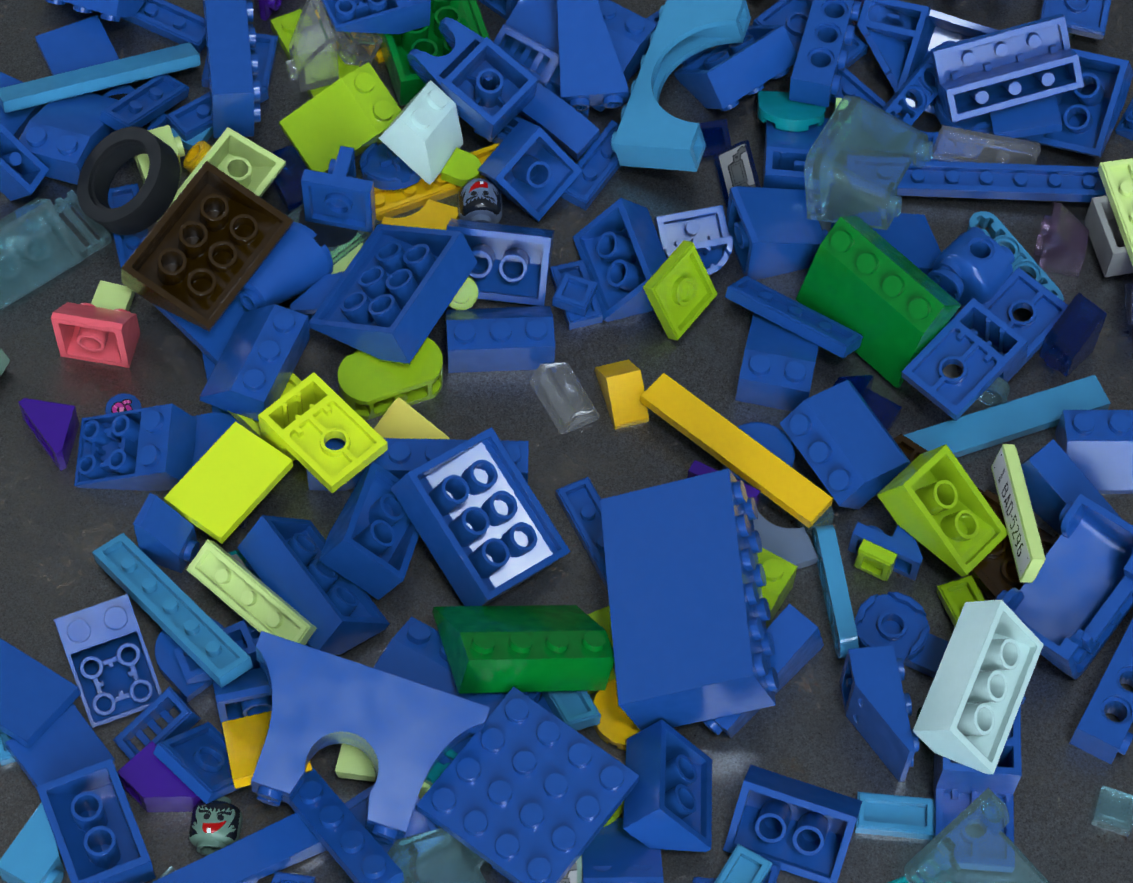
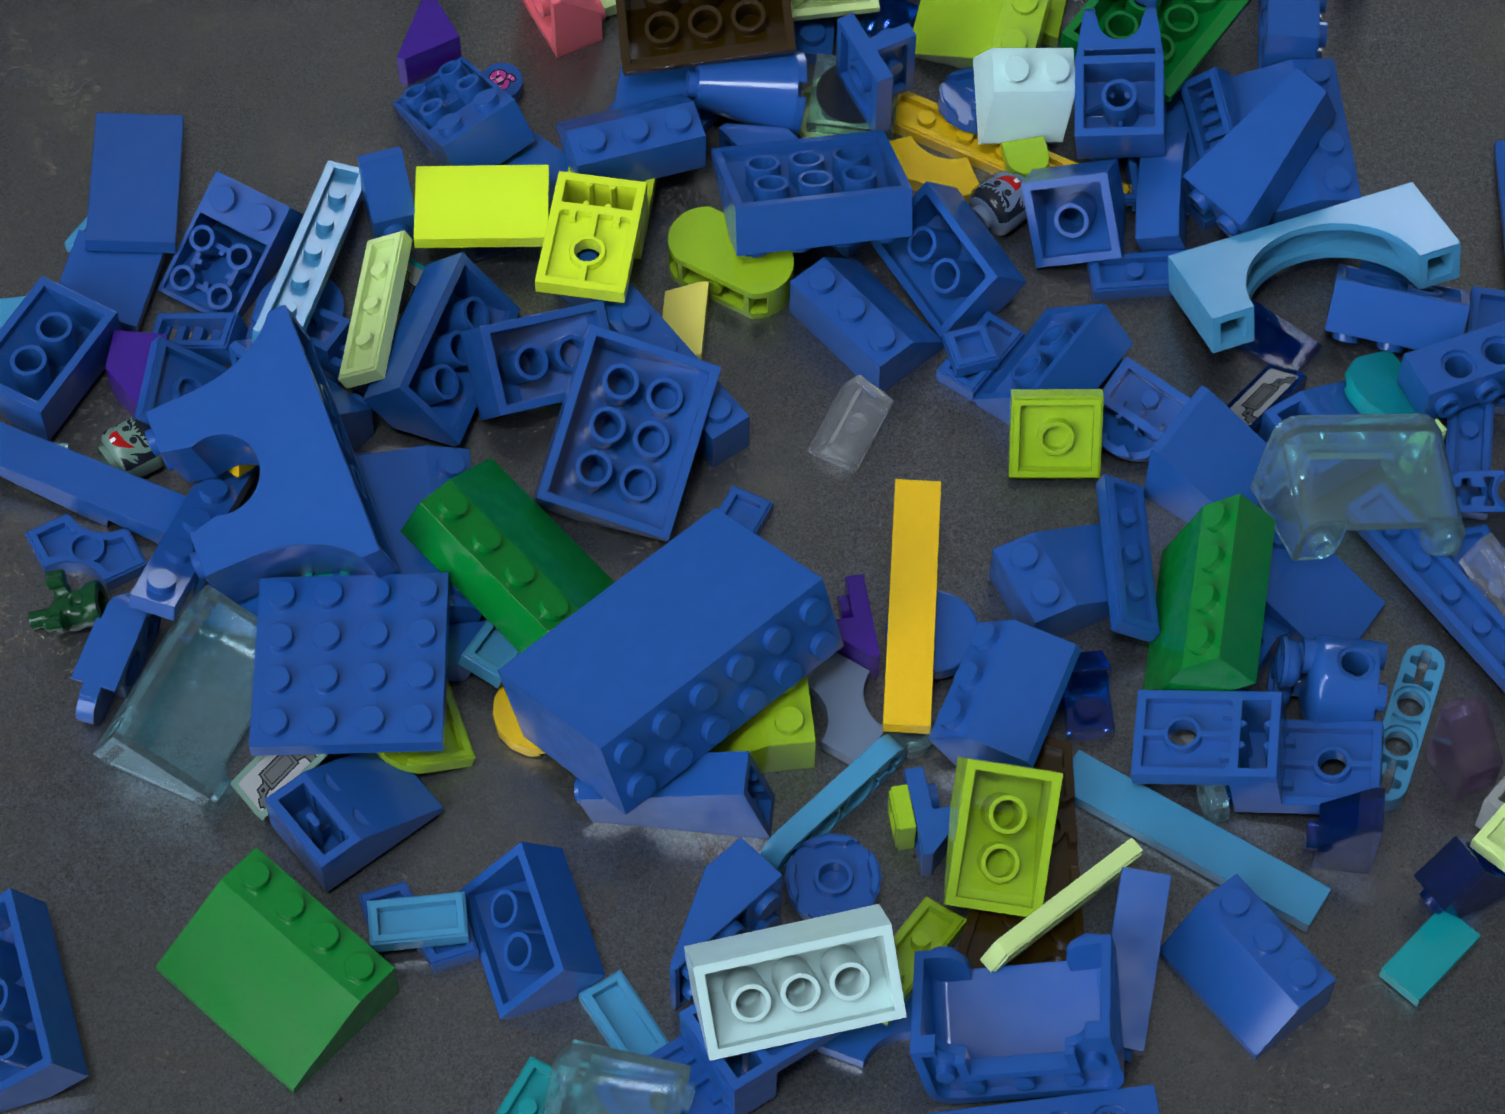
camera: 55 degrees right, 0 degrees up
(466, 295) = (883, 259): lime tile -> none
(621, 388) = (898, 456): yellow slope -> none
(673, 794) = (468, 793): blue slope -> none

